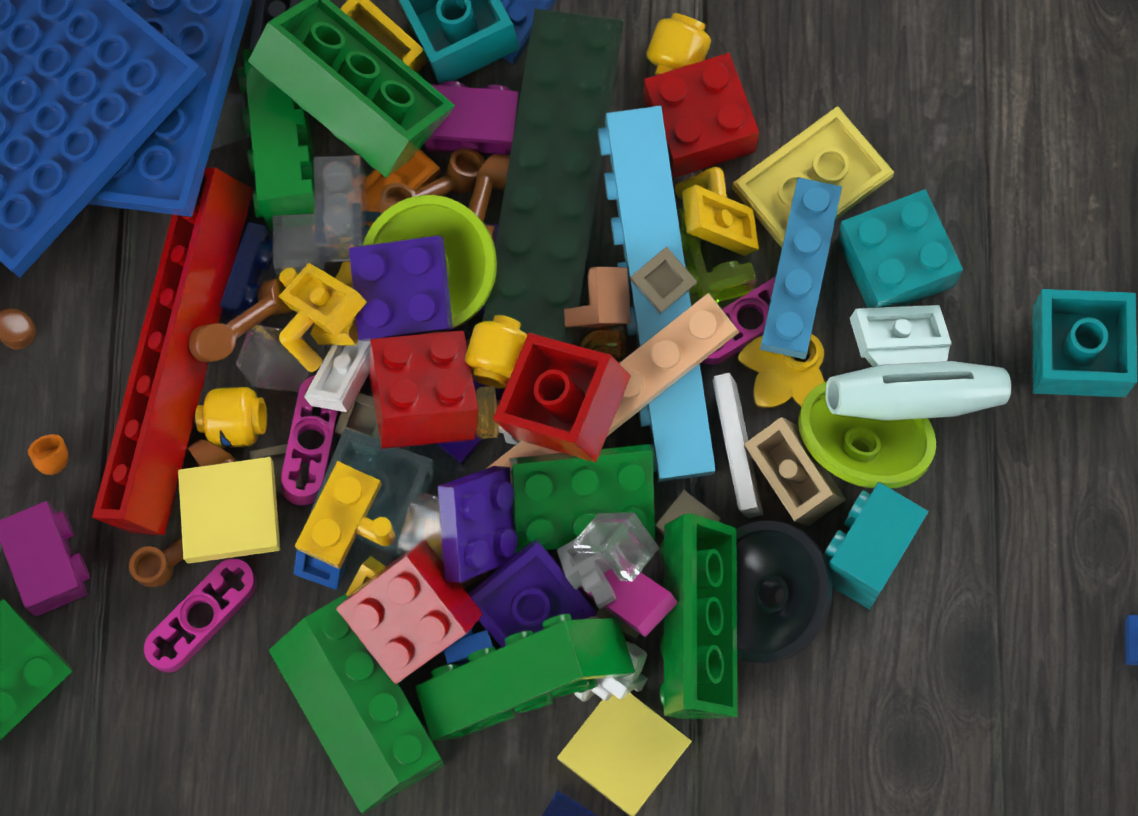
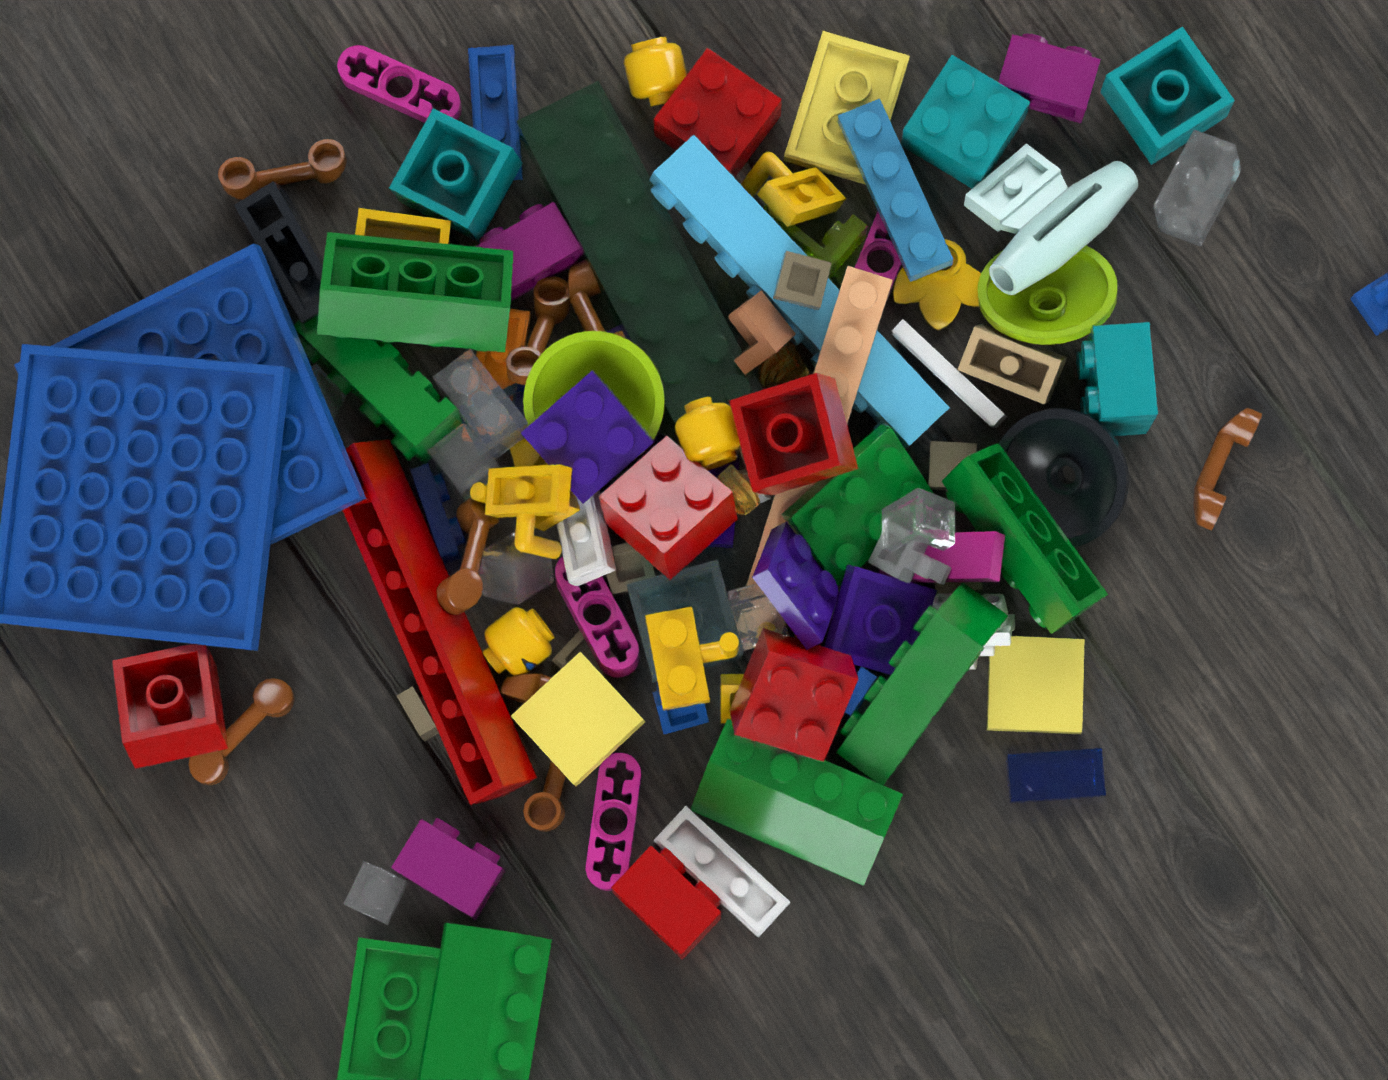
camera: 35 degrees left, 5 degrees up
(49, 454) = (387, 780): orange hinge -> none
(108, 416) = (418, 713): none -> dark tan plate
(186, 708) = (668, 901): none -> red brick
(256, 719) = (723, 870): none -> white tile
(947, 658) = (1206, 502): none -> dark orange bar
(997, 263) = (1049, 76): none -> magenta brick
(1055, 435) = (1197, 188): none -> clear brick

